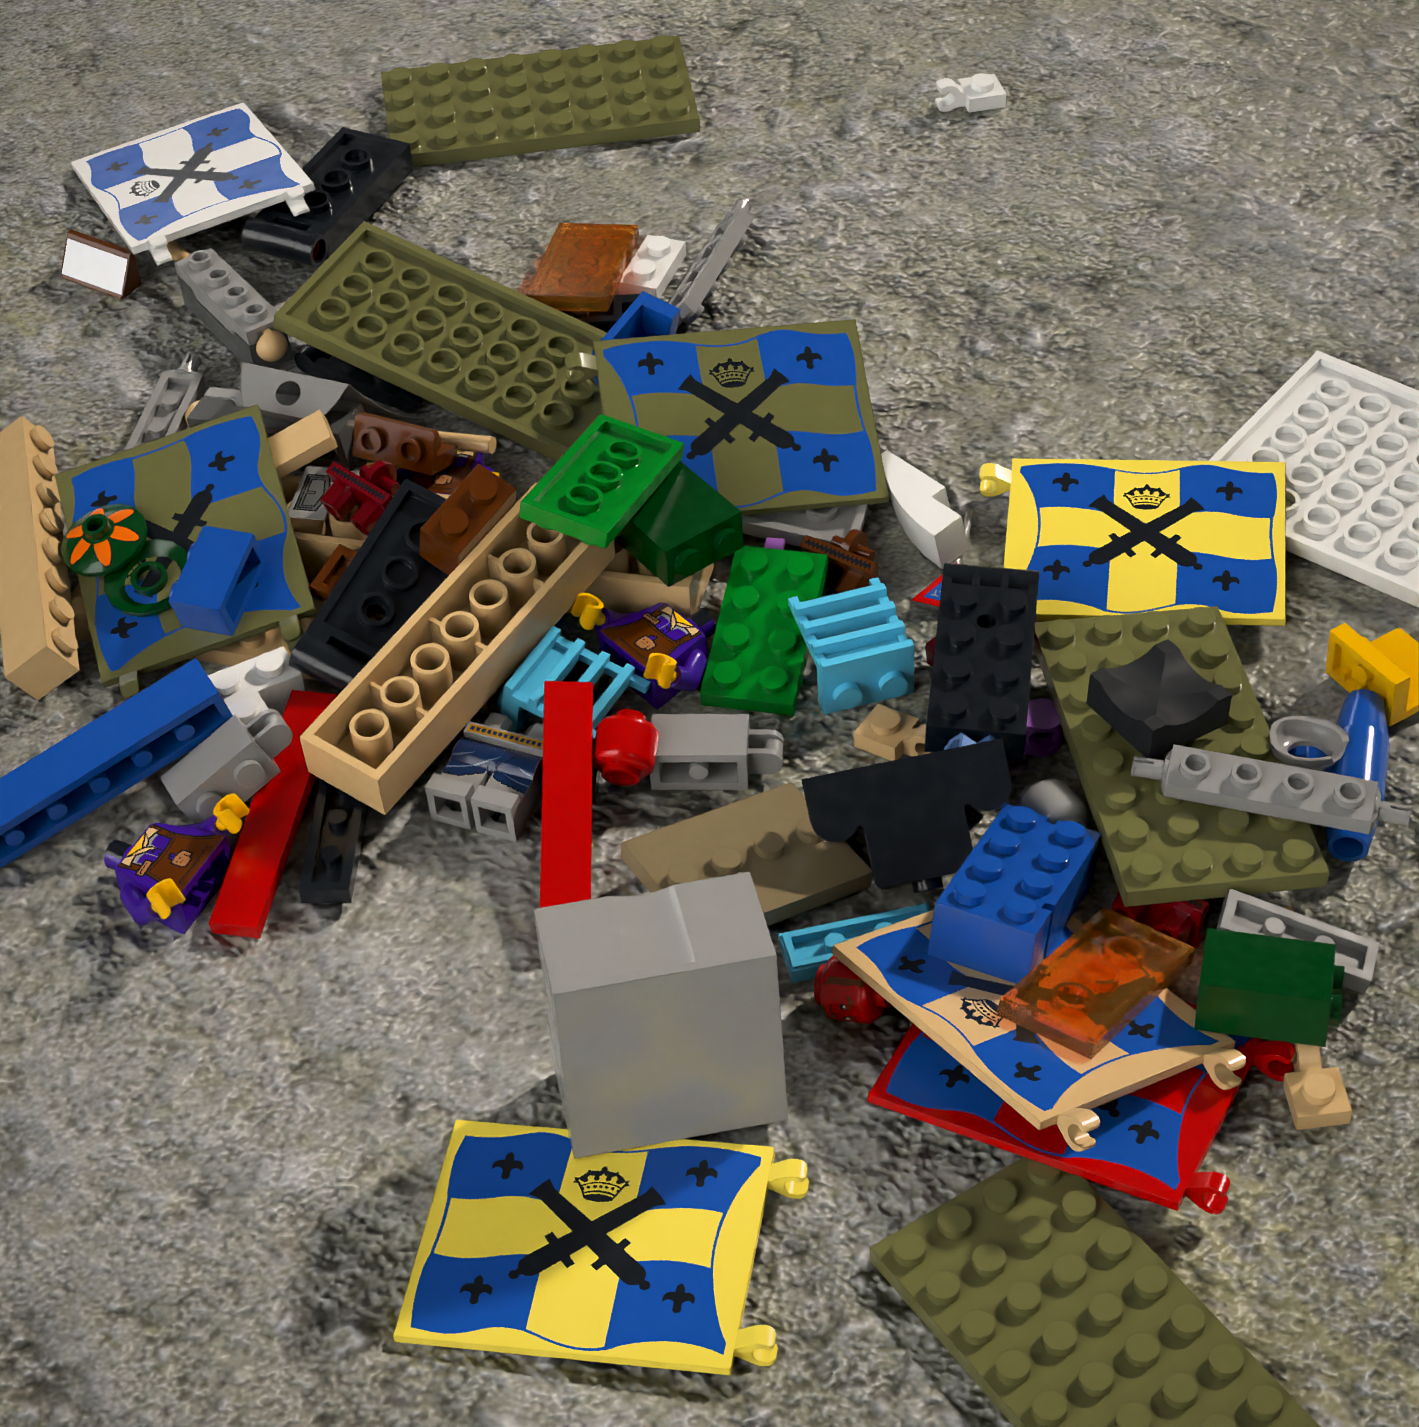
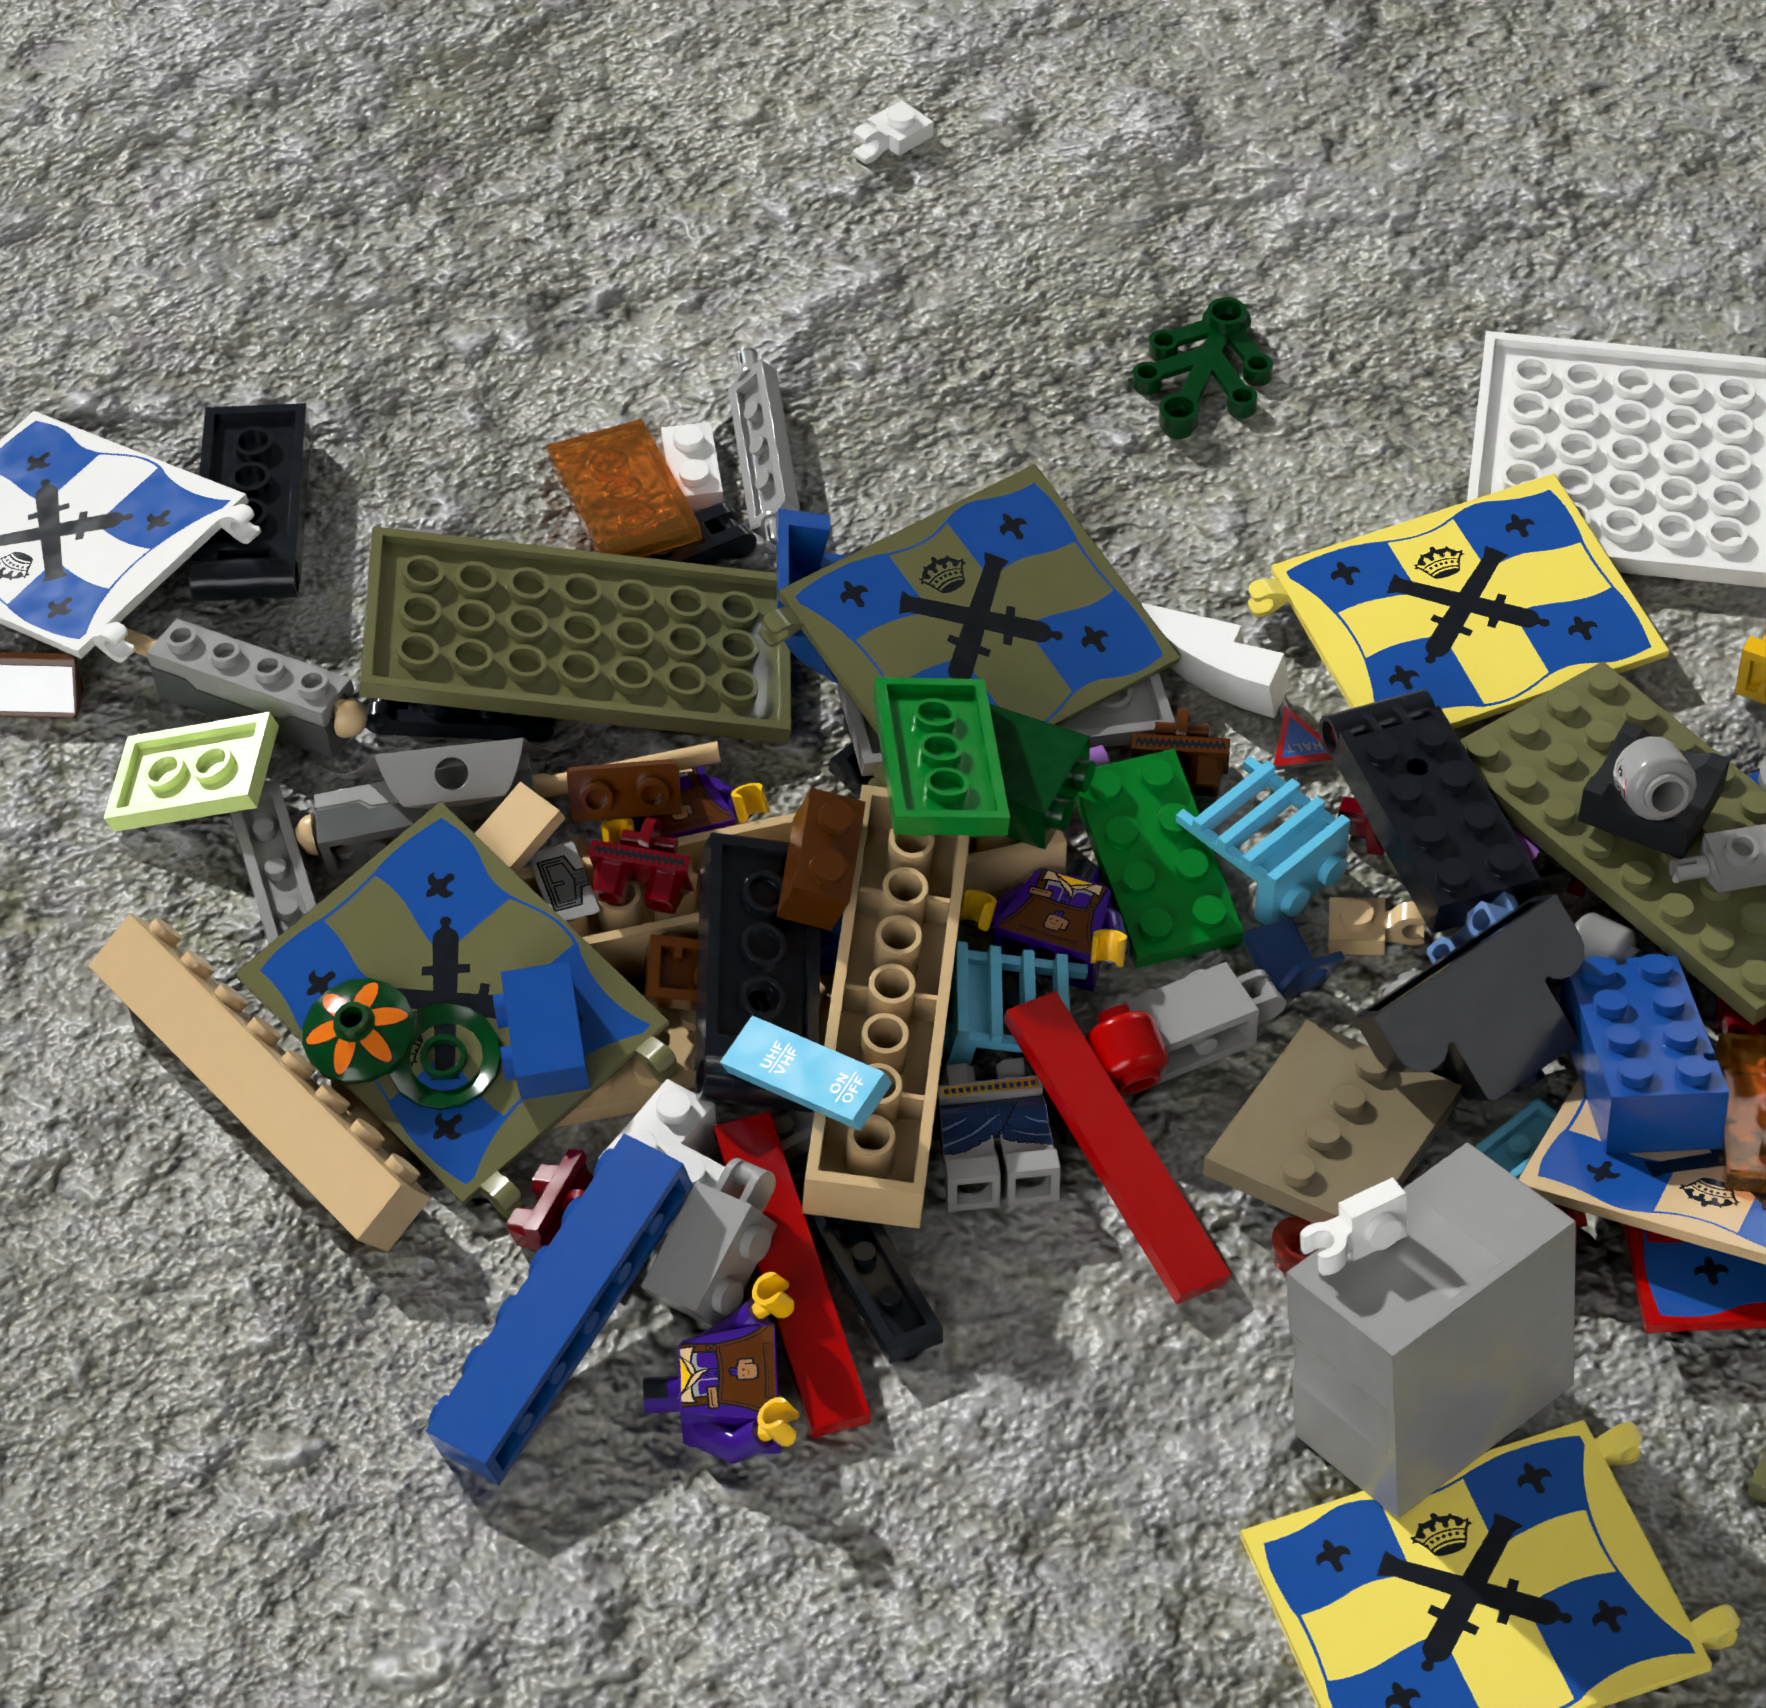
camera: 30 degrees left, 5 degrees up
(150, 349) = (192, 772): none -> yellowish green plate
(350, 664) = (806, 1072): none -> medium azure tile
(541, 101) = (393, 295): olive plate -> none
(605, 888) = (1364, 1225): none -> white plate
(808, 734) = (1286, 959): none -> dark blue bracket
(1119, 288) = (1221, 324): none -> dark green plant
(1141, 679) = (1654, 778): none -> light grey head

